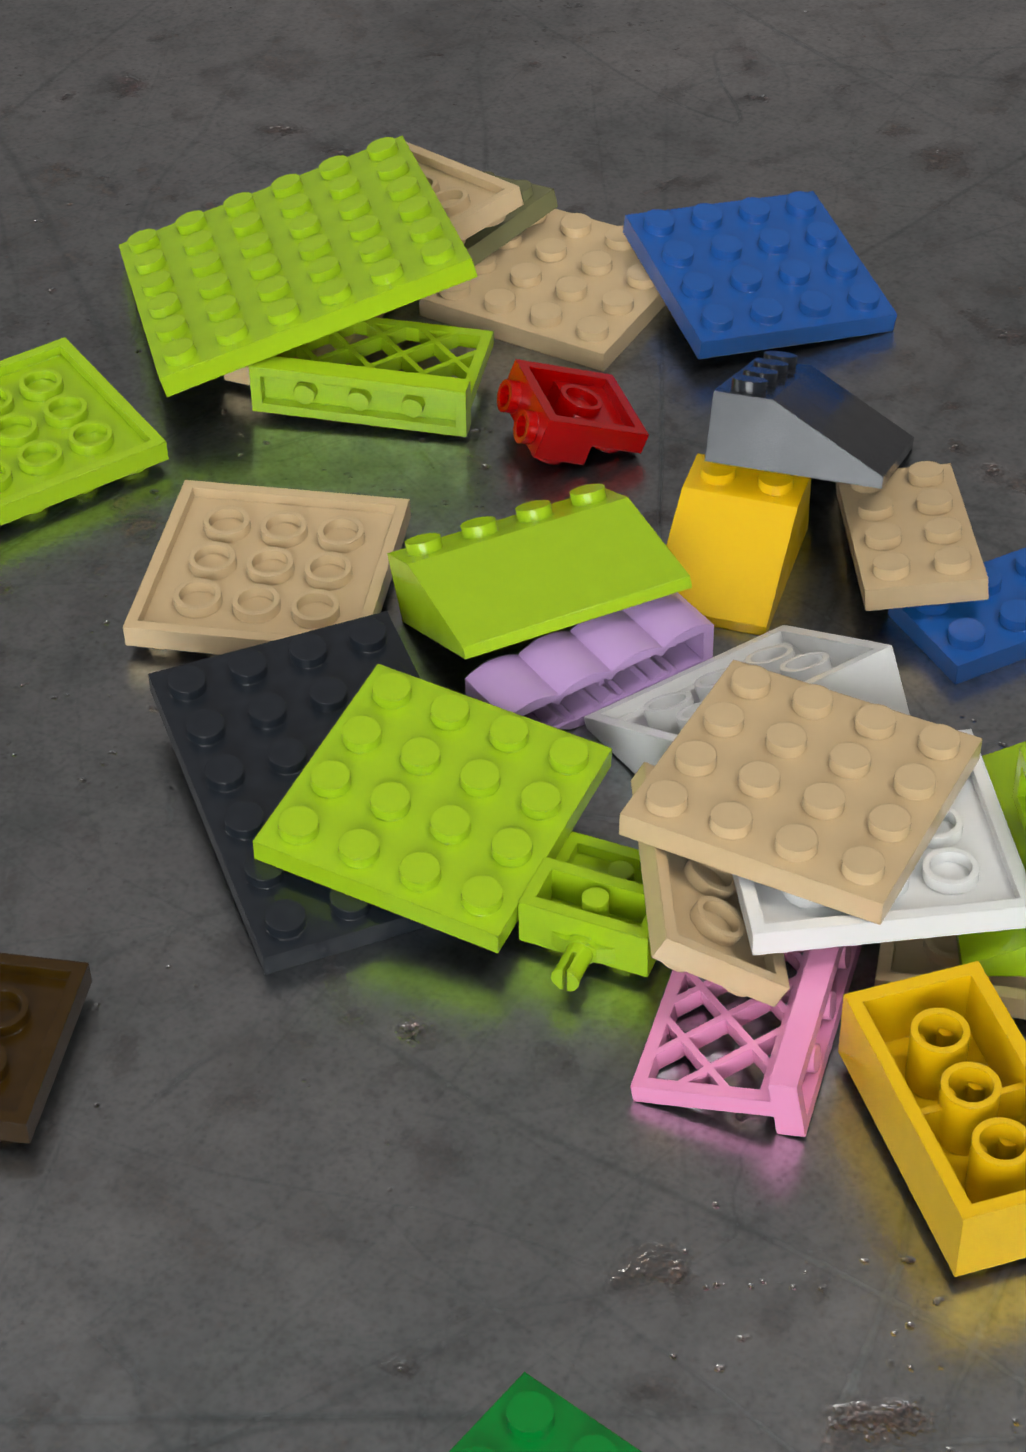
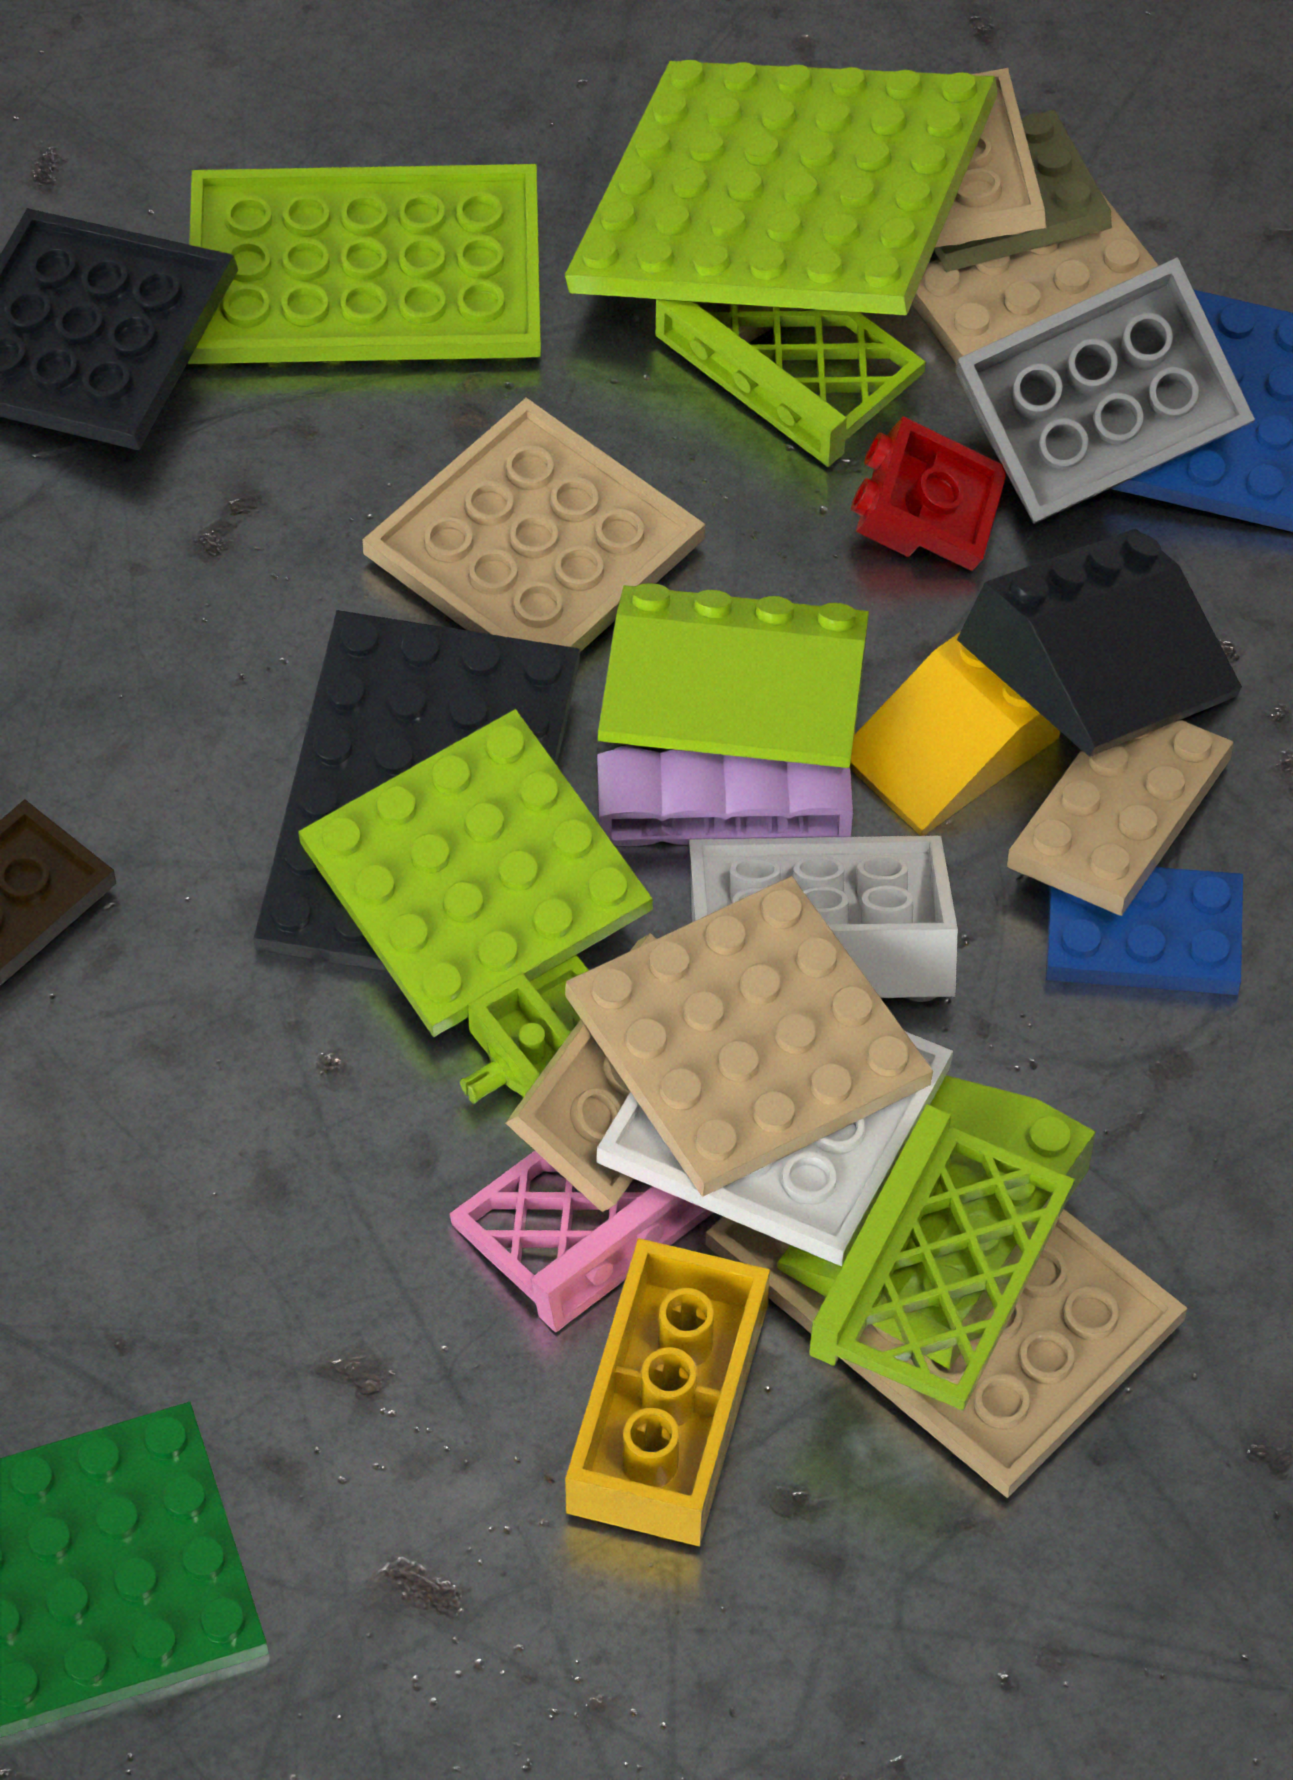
camera: 30 degrees right, 15 degrees up
(656, 281) = (1104, 390): none -> light grey slope

